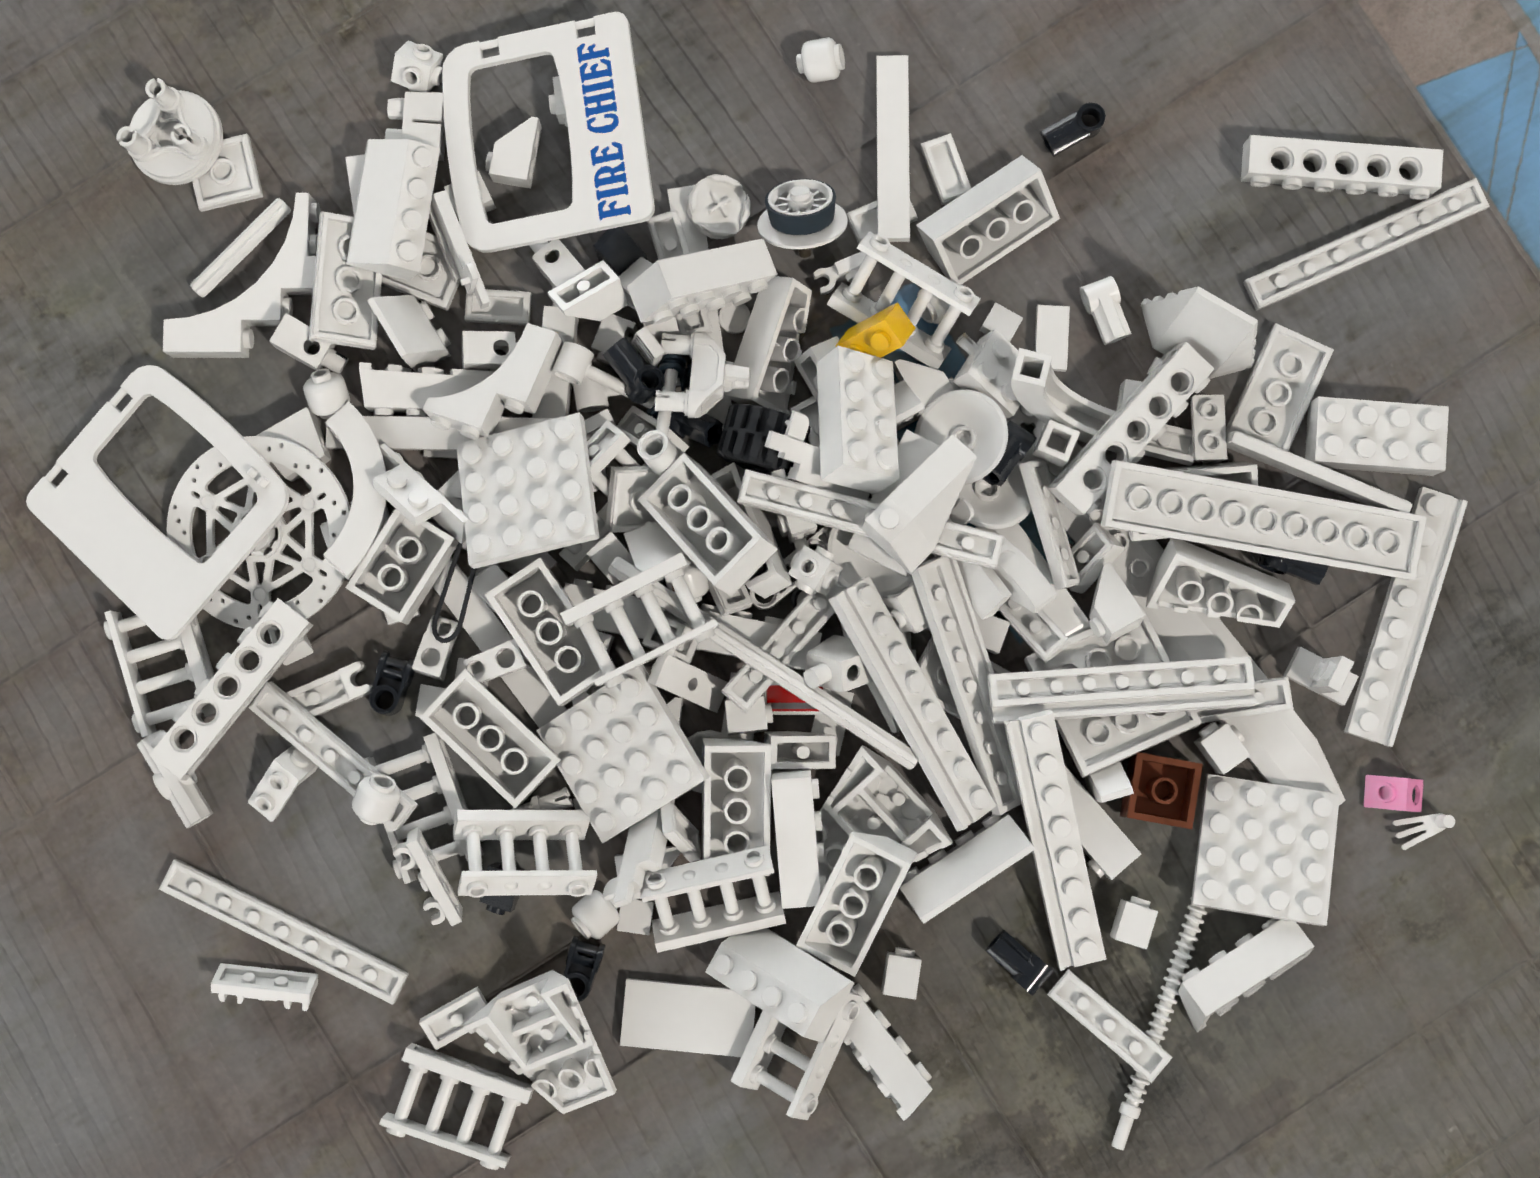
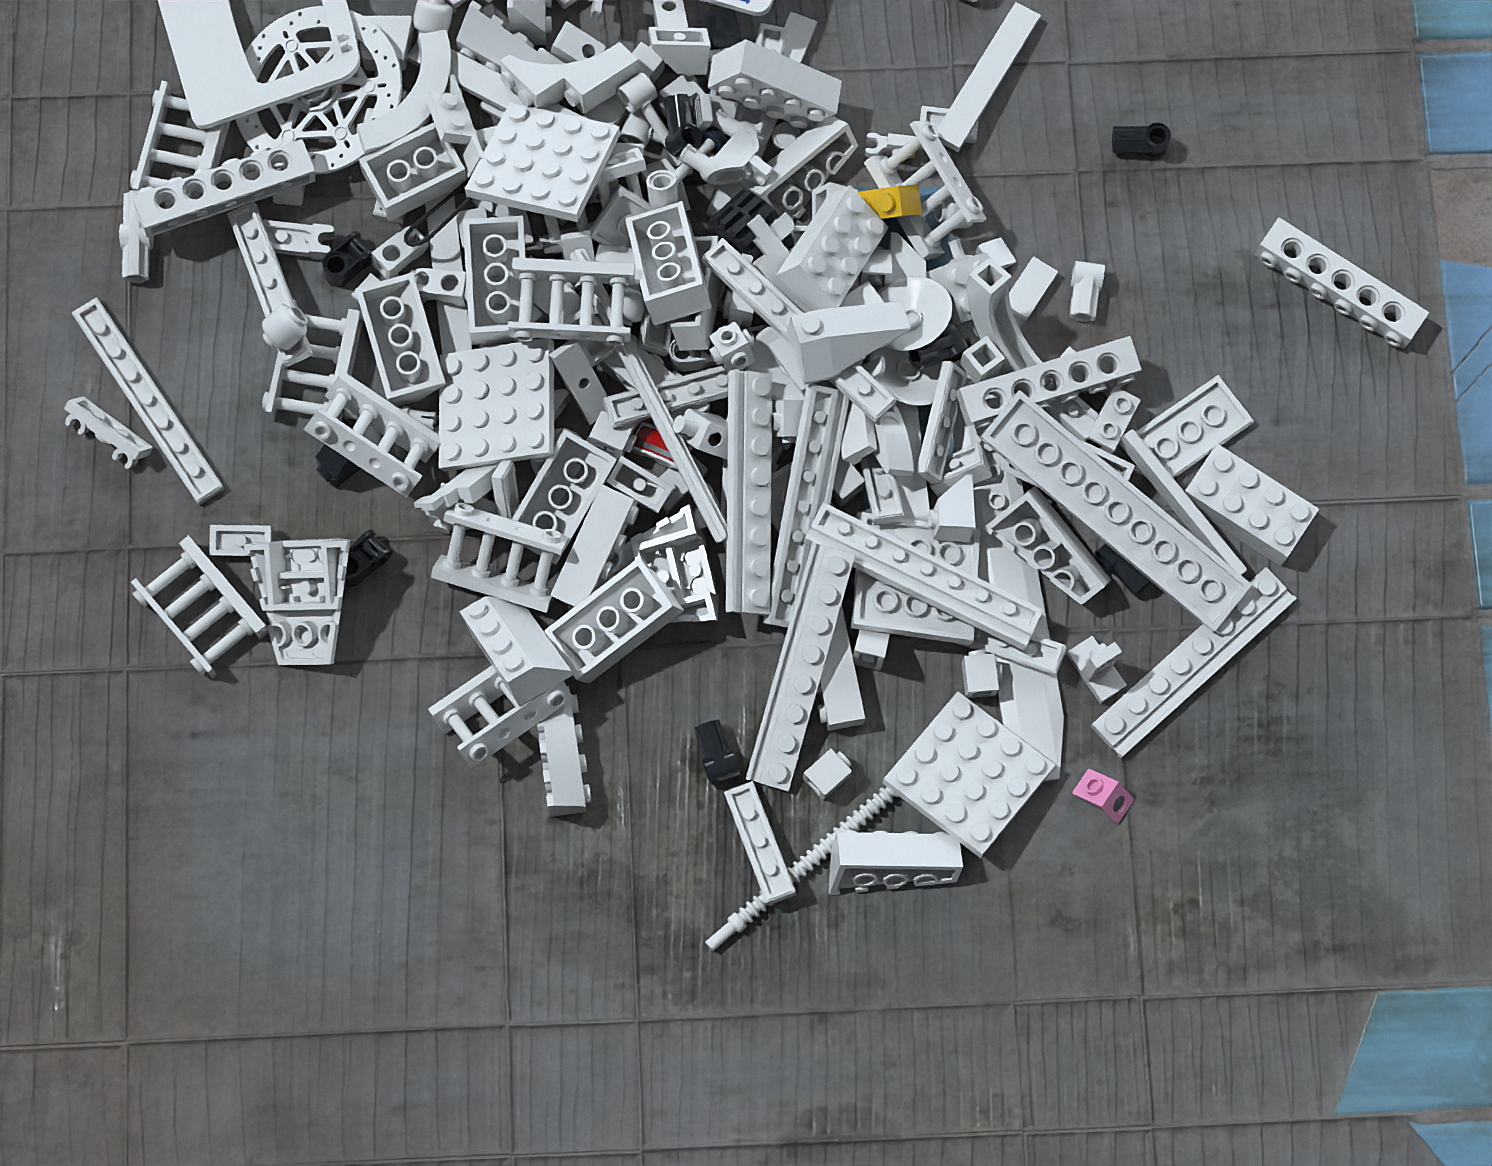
camera: 25 degrees right, 10 degrees down
(280, 782) = (215, 282): white bracket -> none
(431, 878) = (288, 418): white plate -> none
(504, 308) = (606, 28): white tile -> none
(594, 915) = (399, 522): white head -> none
(636, 917) = (430, 544): white tile -> none
(686, 1018) = (422, 644): white tile -> none
(703, 430) = (703, 194): black piece -> none
(718, 206) = (823, 45): white tile -> none
(801, 216) = (883, 83): white piece -> none
(901, 973) = (615, 706): white brick -> none
(945, 168) = (1021, 116): white tile -> none
(965, 866) = (716, 650): white slope -> none
(989, 220) = (1031, 172): white slope -> none
(1162, 790) = (910, 679): copper brick -> none
(1205, 322) = (1158, 342): white wedge -> none
(1366, 244) = (1328, 356): white tile -> none
(1431, 824) = (1120, 836): white piece -> none

